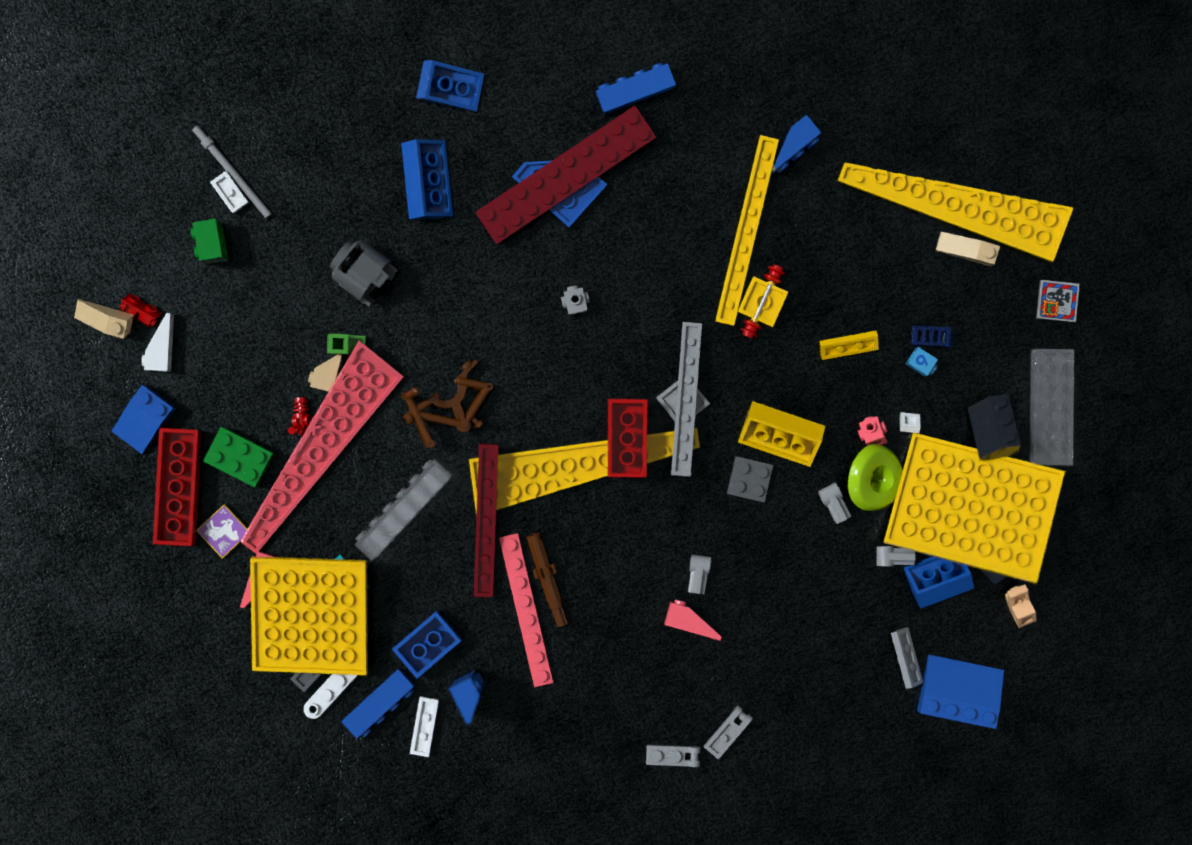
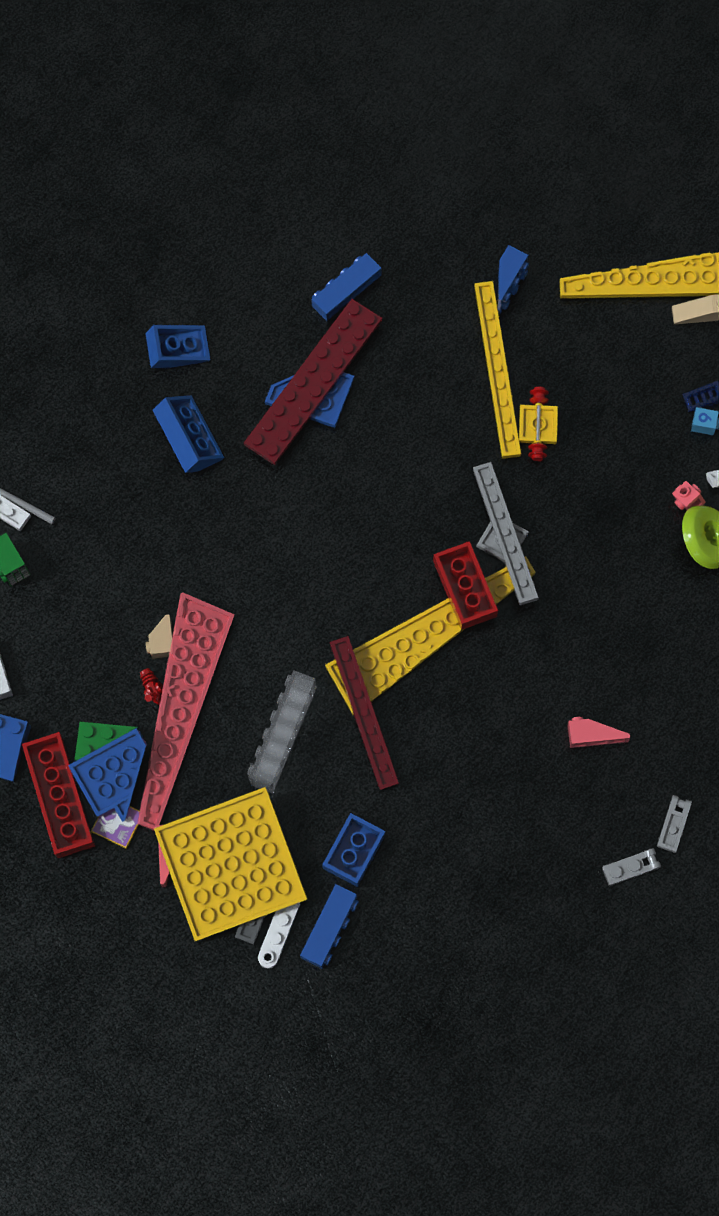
camera: 15 degrees left, 15 degrees down
(231, 488) = (111, 773): none -> blue wing
(342, 343) = (164, 604): bright green brick -> none
(360, 269) = (158, 529): dark grey piece -> none
(424, 726) = (382, 932): white plate -> none
(462, 420) = (304, 631): reddish brown piece -> none
(467, 693) = (410, 874): blue slope -> none
(526, 610) = (435, 785): coral plate -> none
(545, 572) = (439, 740): reddish brown piece -> none
(578, 307) = (367, 486): light grey brick -> none
(699, 569) = (582, 683): light grey piece -> none
(749, 479) = (594, 585): dark grey plate -> none
(781, 434) = (606, 532): yellow slope -> none
(833, 500) = (677, 571): light grey piece -> none
(849, 345) = (632, 431): yellow plate -> none

